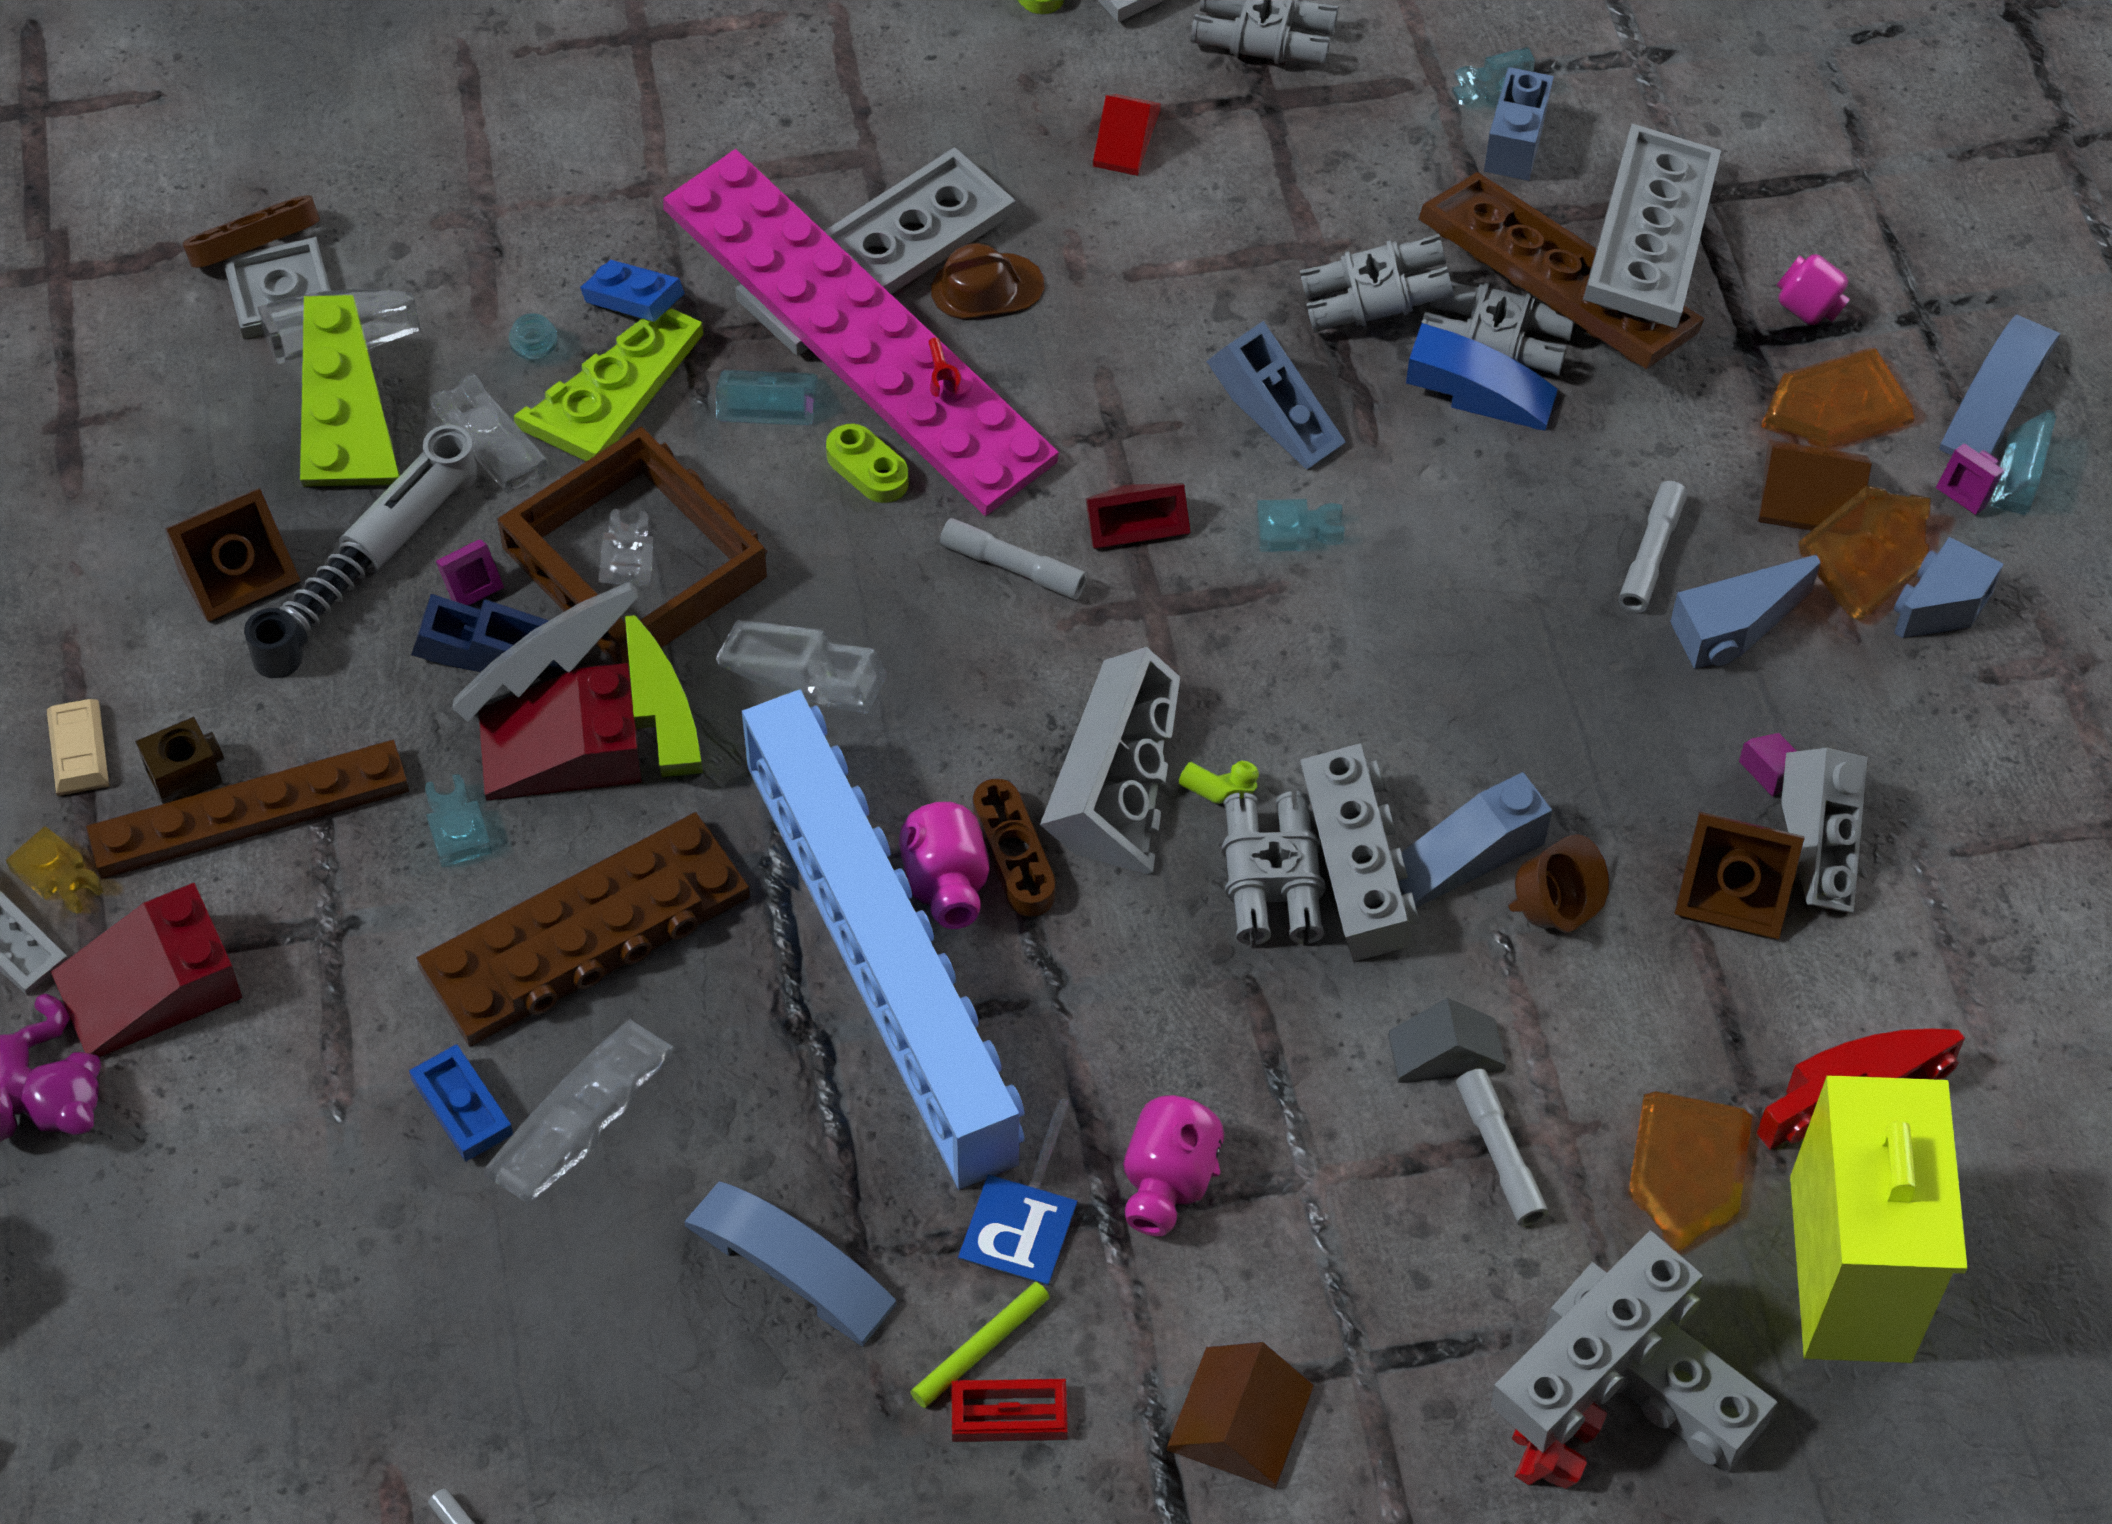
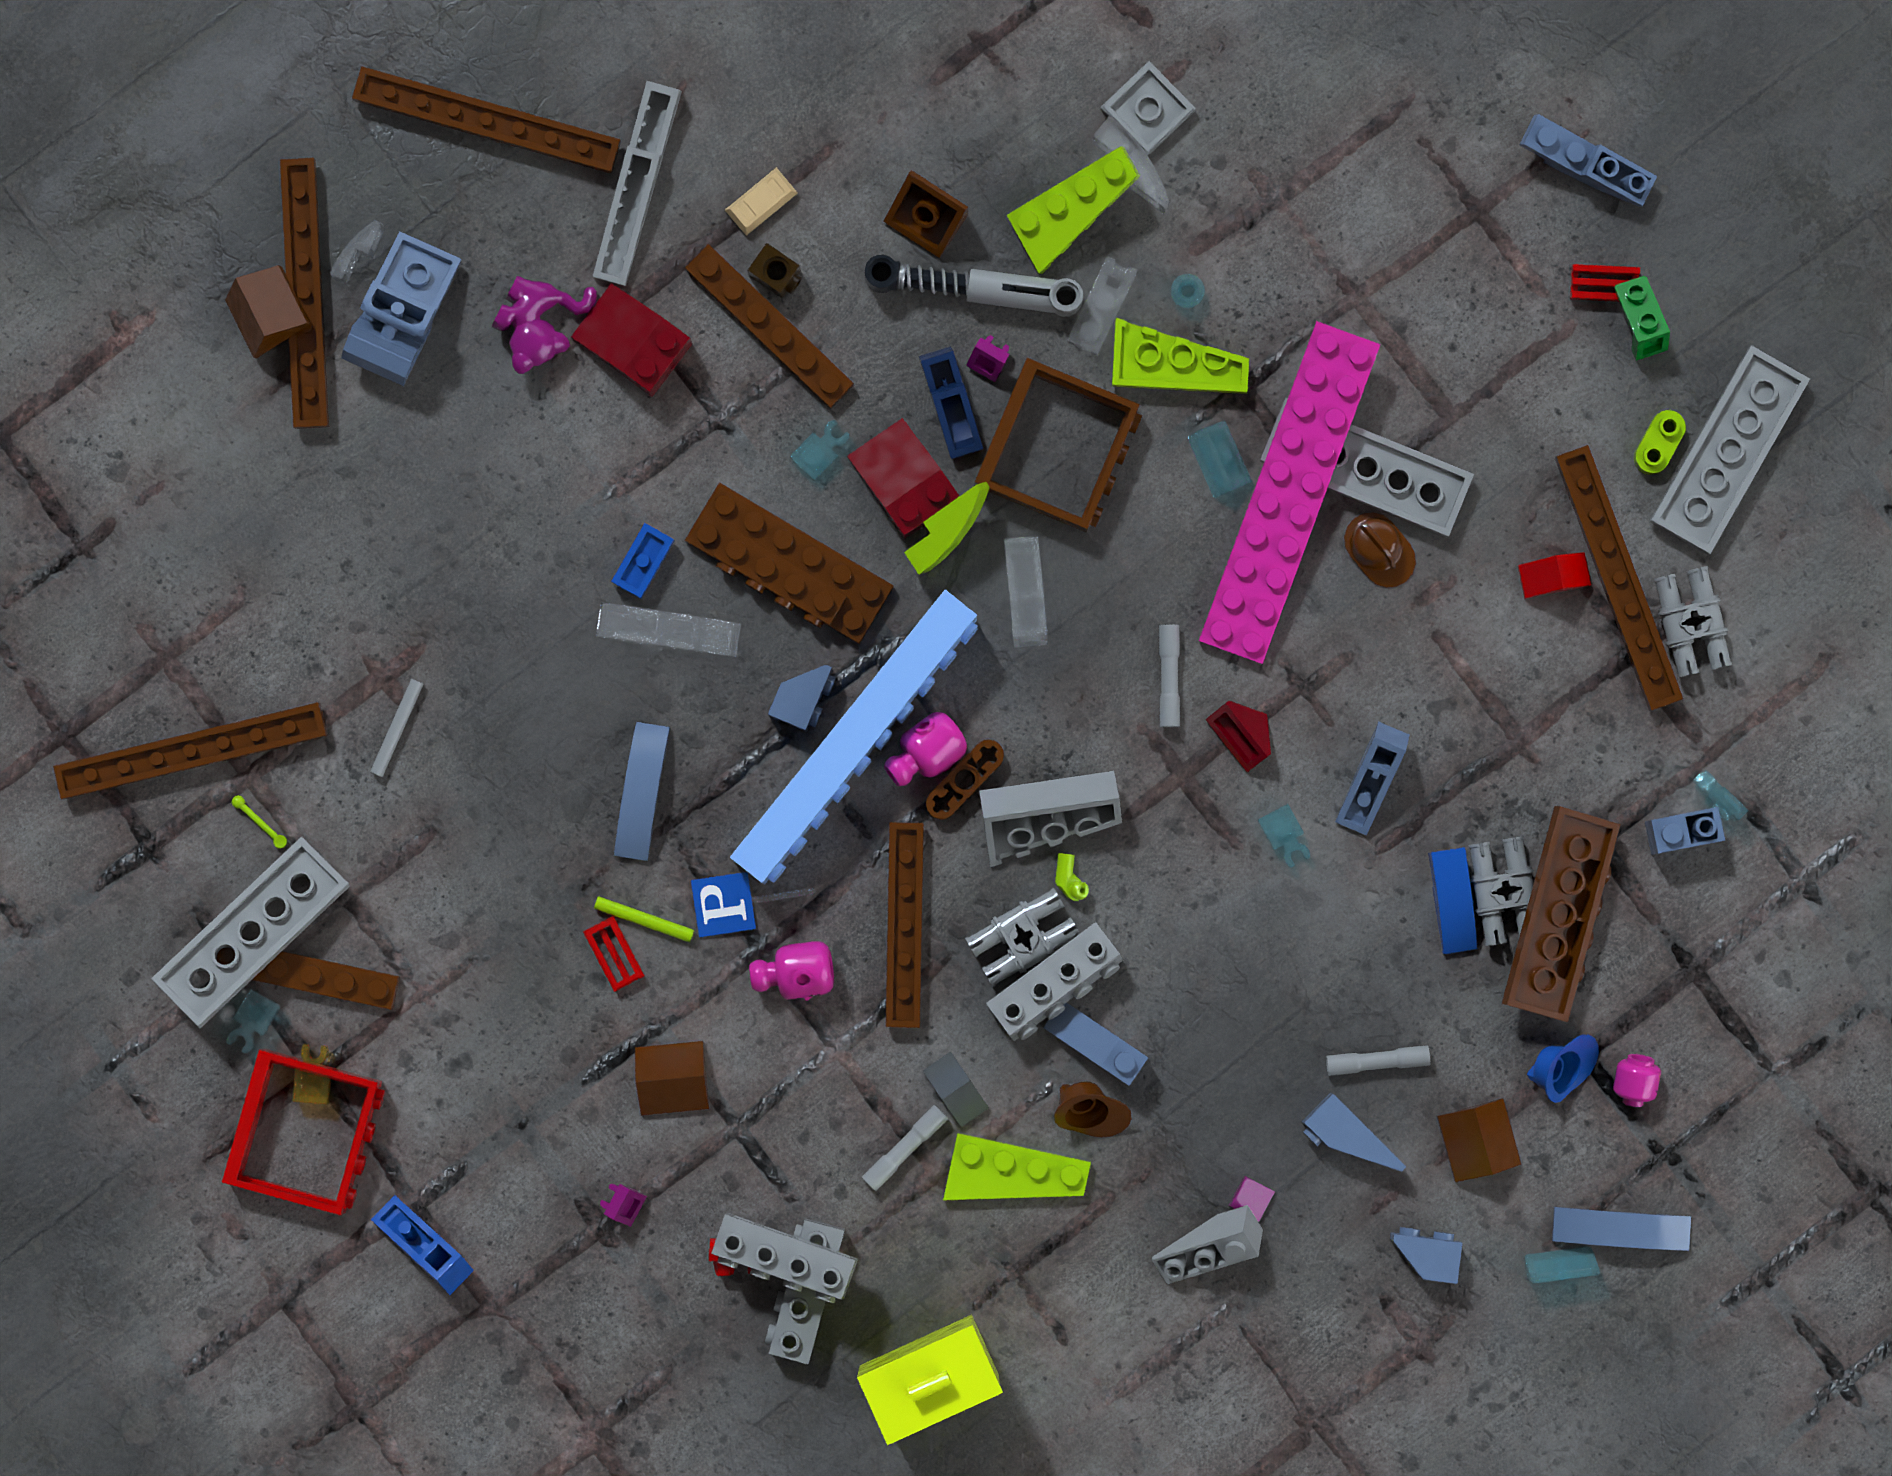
camera: 65 degrees right, 30 degrees up
(52, 865) = (675, 238): clear yellow plate -> none
(251, 231) = (1162, 47): reddish brown beam -> none
(563, 638) = (952, 447): light grey slope -> none
(626, 552) = (1034, 453): clear plate -> none
(632, 290) = (1251, 333): blue plate -> none
(781, 990) = (799, 698): none -> sand blue slope
(863, 459) = (1198, 548): lime plate -> none
(942, 370) = (1276, 564): red hand -> none
(1169, 70) = (1618, 578): none -> reddish brown plate
(1178, 1004) = (904, 925): none -> reddish brown plate
(1376, 283) = (1487, 815): light grey pin -> none
(1595, 1039) = (1003, 1170): none -> lime wing
(1630, 230) = (1613, 941): light grey plate -> none
(1689, 1164) = (947, 1256): clear orange tile -> none
(1739, 875) = (1147, 1210): reddish brown slope -> none
(1757, 358) = (1564, 1067): none -> blue piece
(1839, 400) = (1559, 1132): clear orange tile -> none
(1869, 547) = (1440, 1196): clear orange tile -> none
(1894, 1054) = (1055, 1339): red slope -> none
(1970, 478) = (1529, 1238): magenta tile -> none

